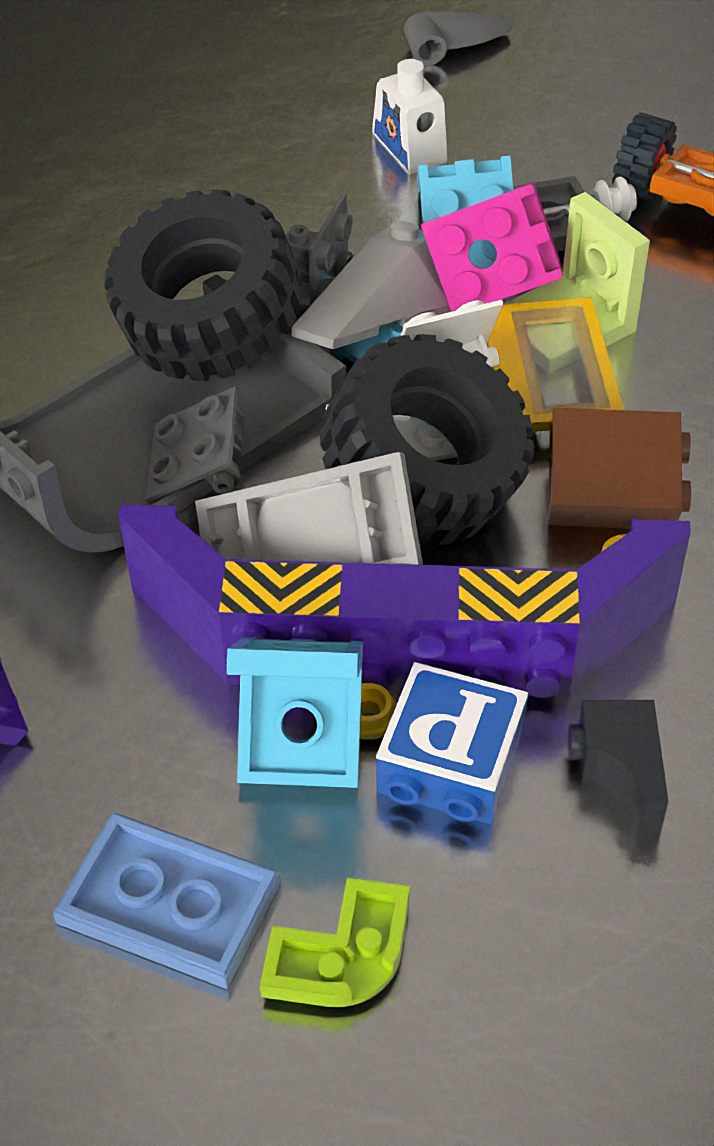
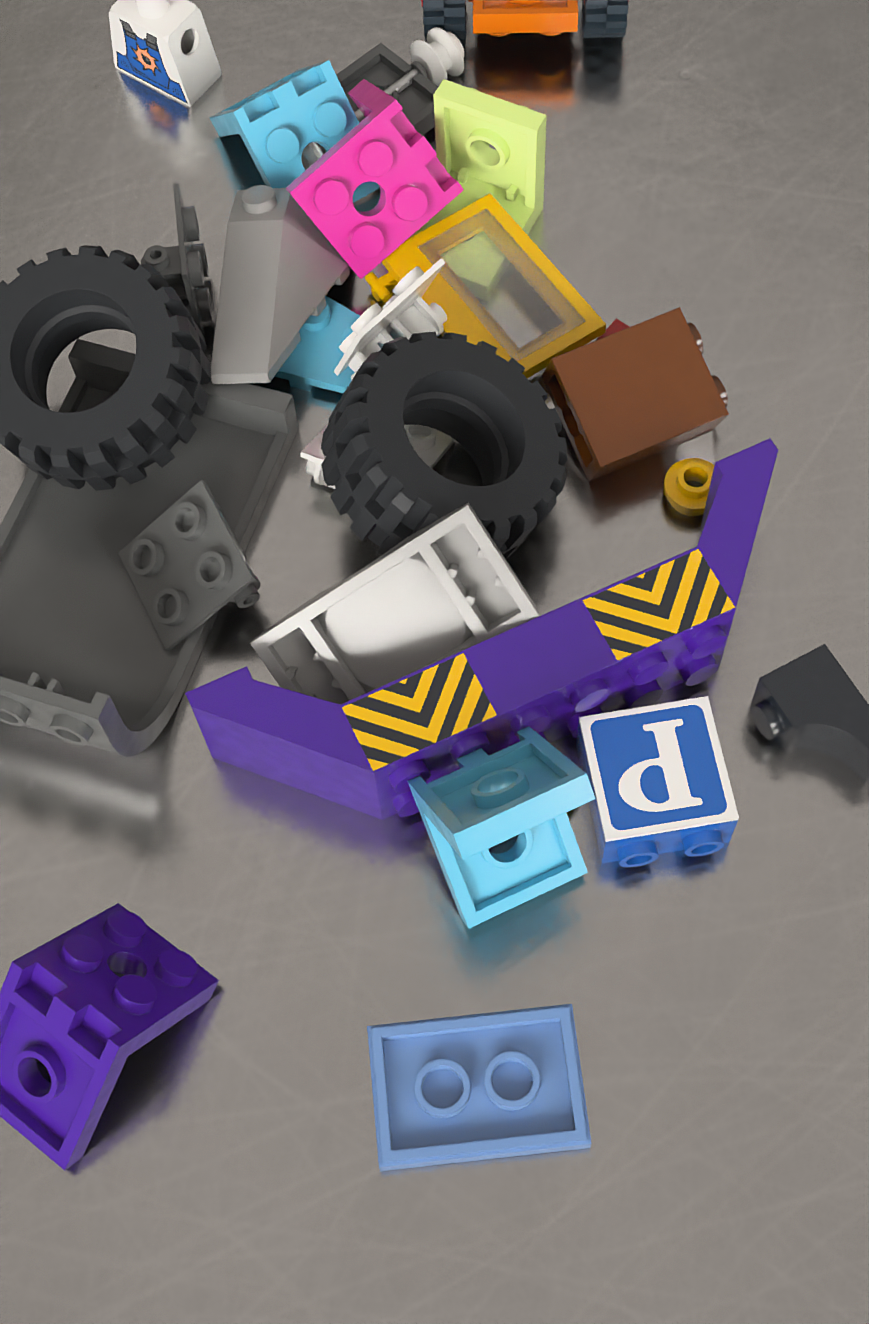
camera: 25 degrees left, 15 degrees up
(344, 965) = (699, 1054): lime plate -> none

